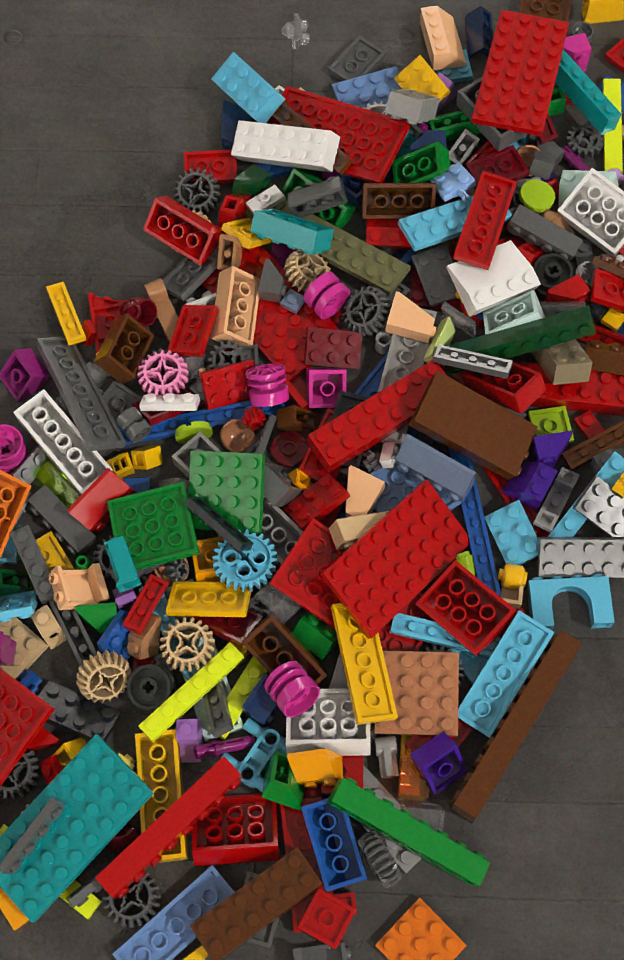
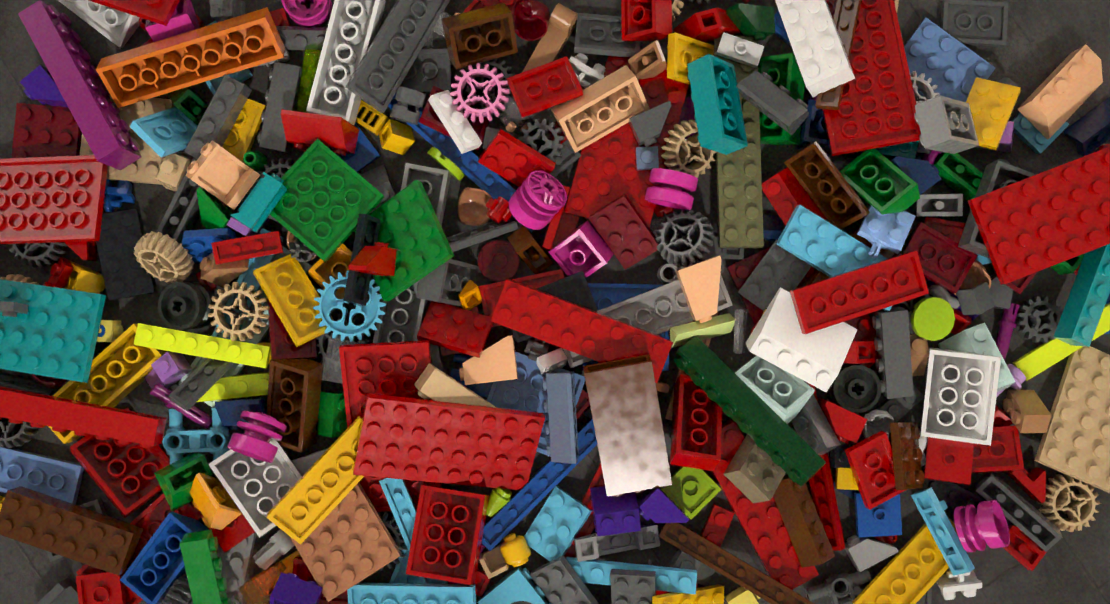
camera: 50 degrees right, 20 degrees up
(227, 511) = (375, 260): none -> red slope
(472, 361) = (692, 383): dark grey plate -> none

